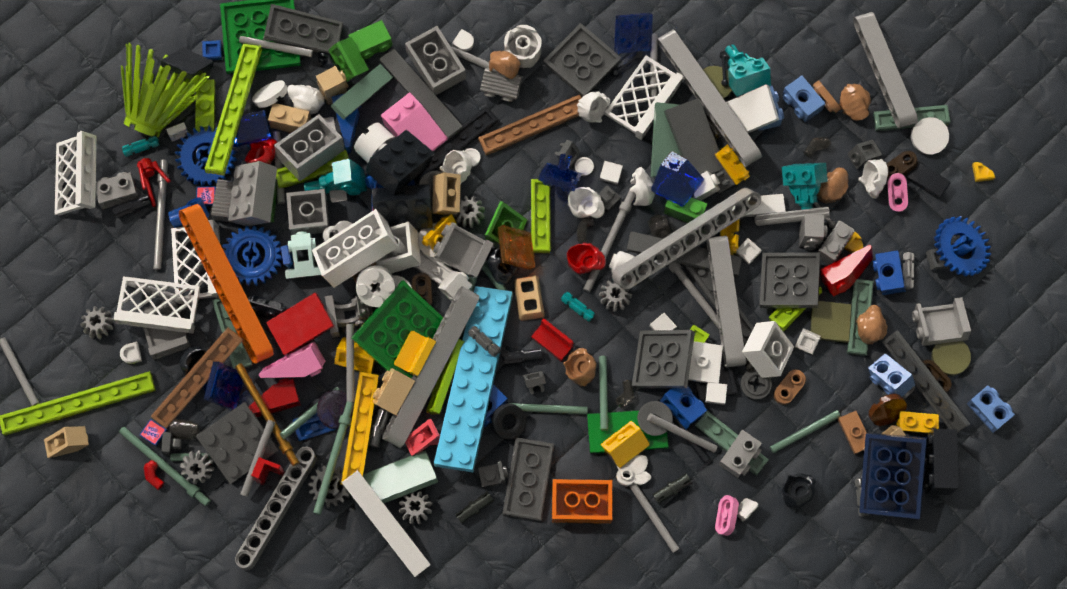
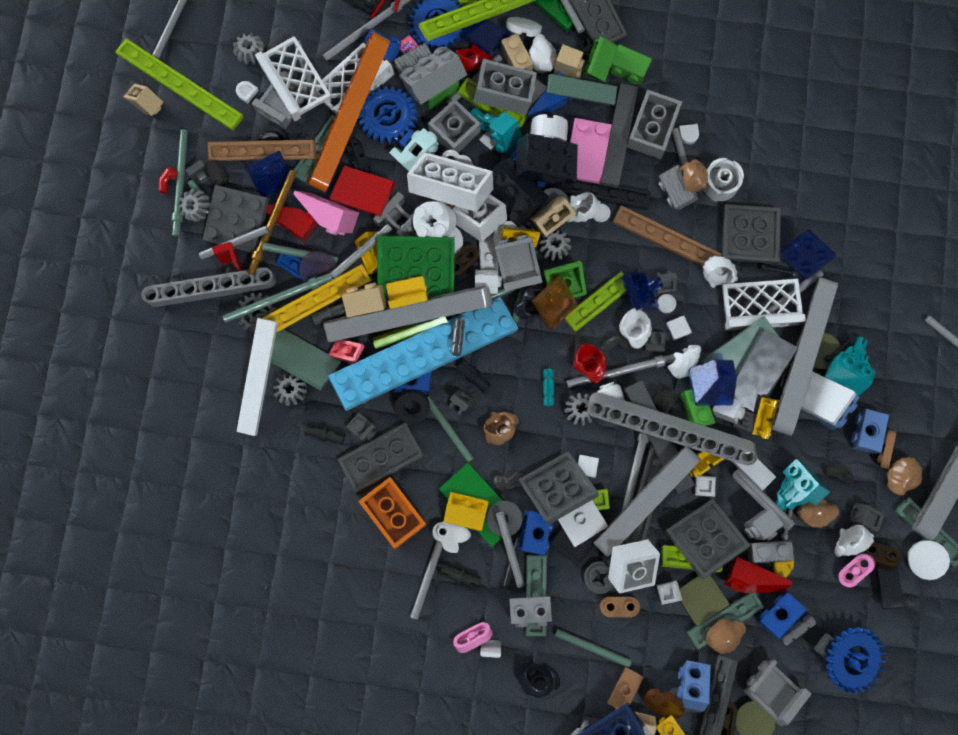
camera: 50 degrees right, 5 degrees up
(153, 432) = (198, 152): tile -> none
(523, 296) = (531, 348): tan piece -> none
(552, 340) = (505, 390): red panel -> none
(603, 393) = (495, 461): sand green bar -> none
(716, 393) = (565, 551): white tile -> none
(982, 173) = (934, 627): yellow tile -> none

